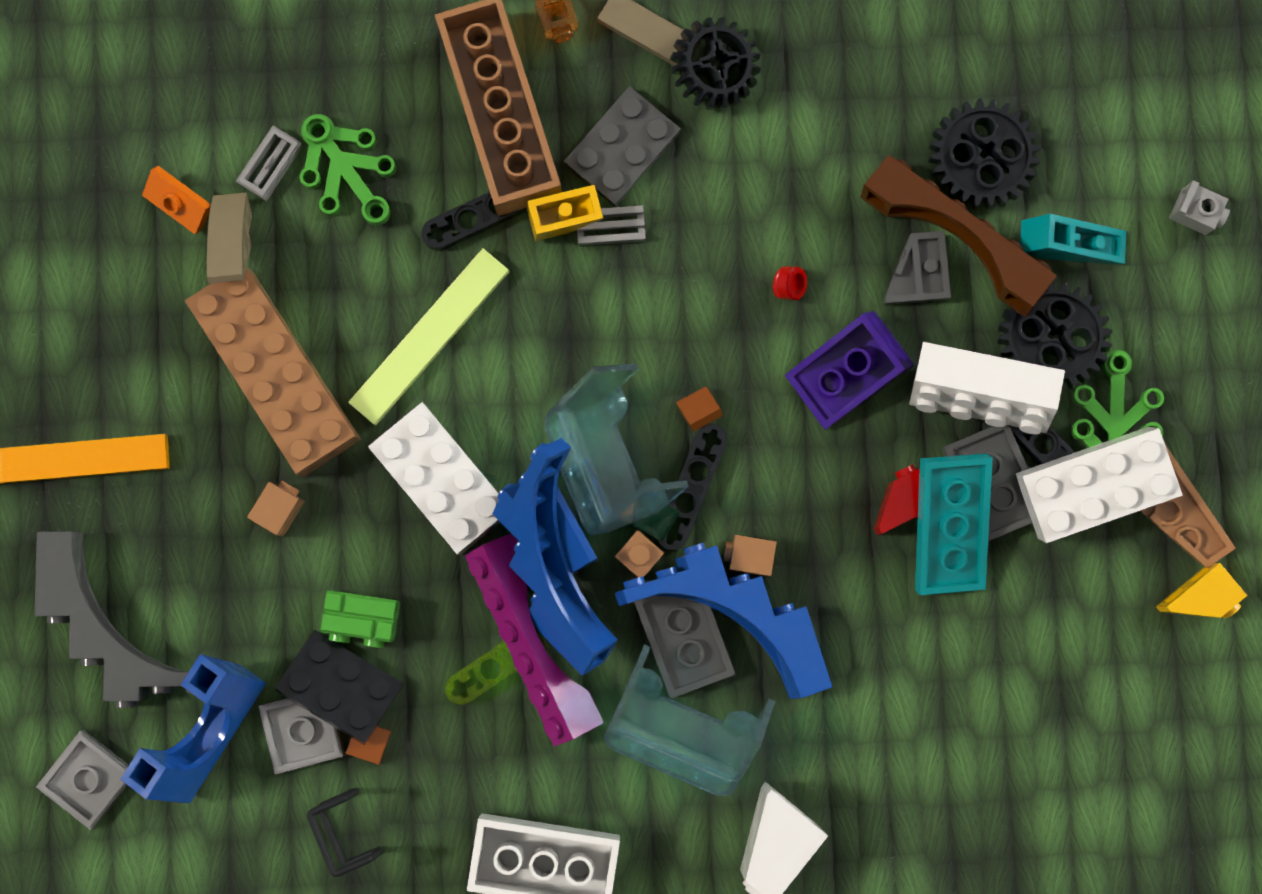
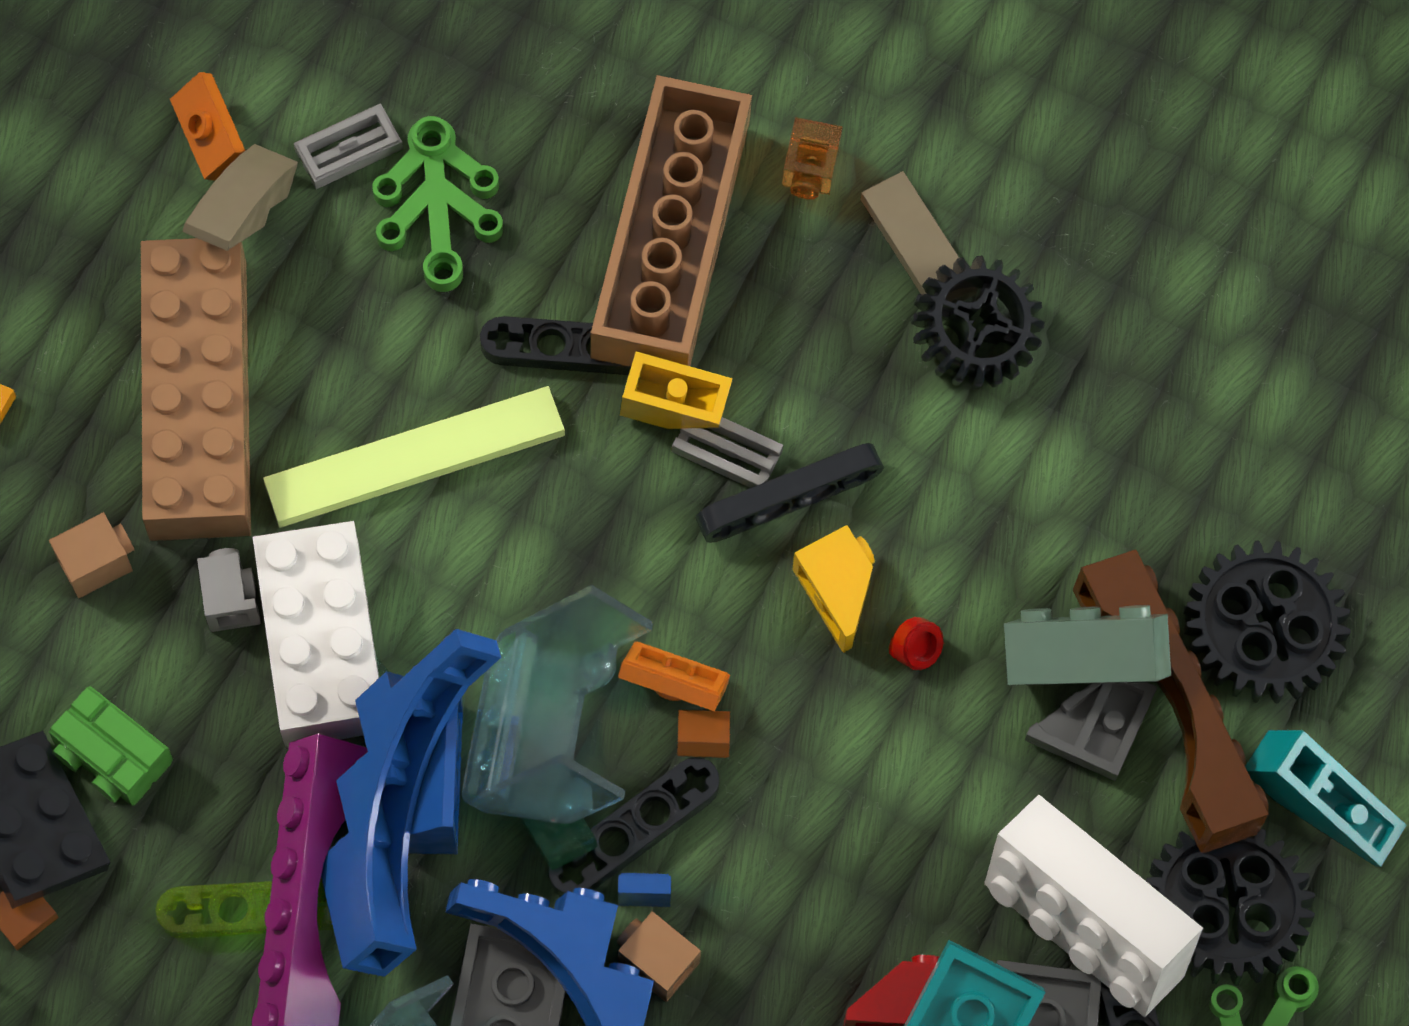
camera: 30 degrees right, 15 degrees down
(370, 483) = (227, 591): none -> light grey brick
(622, 146) = (800, 362): dark grey plate -> none
(639, 554) = (513, 866): medium nougat brick -> none
(663, 384) = (674, 676): none -> orange plate
(664, 233) = (789, 492): none -> black beam
(720, 521) = (644, 889): none -> blue tile
(724, 272) = (837, 579): none -> yellow slope
(849, 369) = (930, 791): dark purple slope -> none
(896, 232) = (1087, 646): none -> sand green brick

